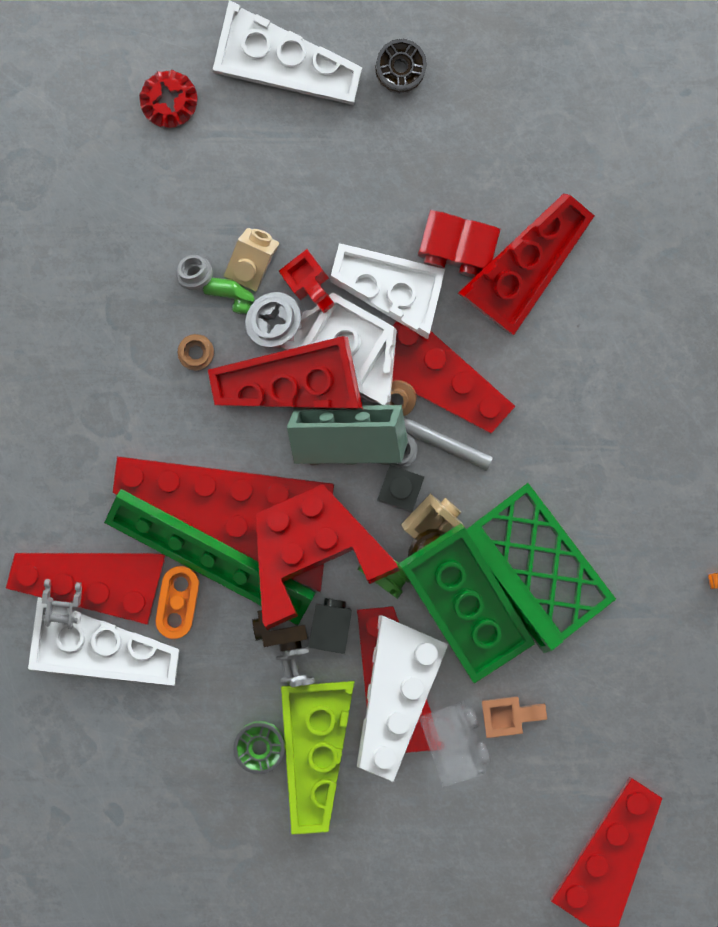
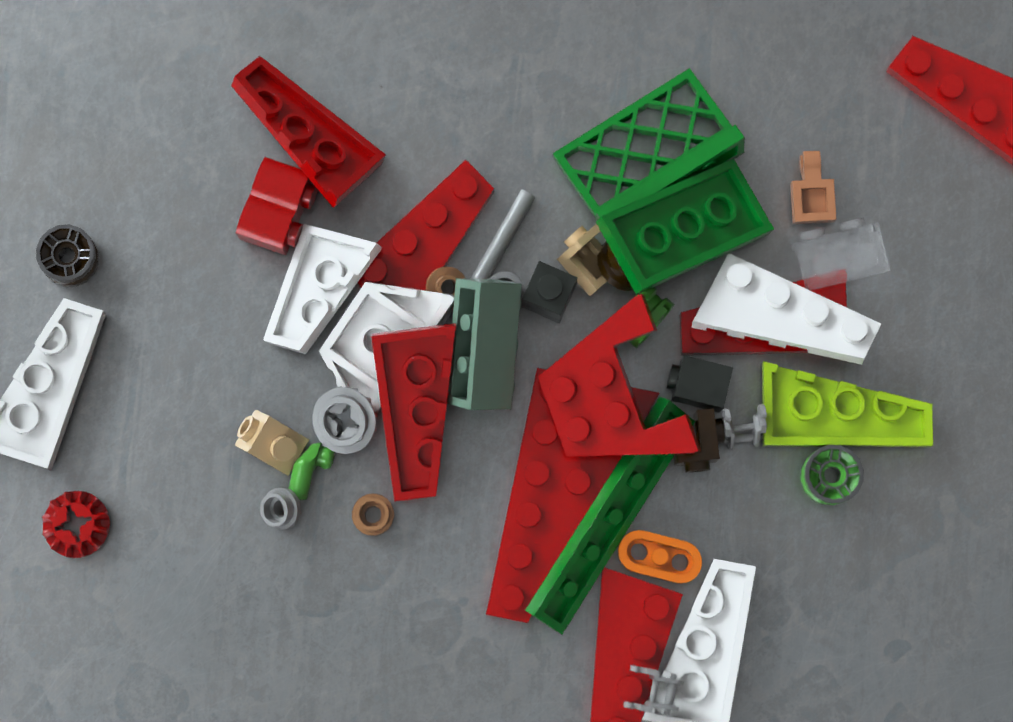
camera: 85 degrees left, 5 degrees down
(305, 278) = (298, 379): red plate -> none

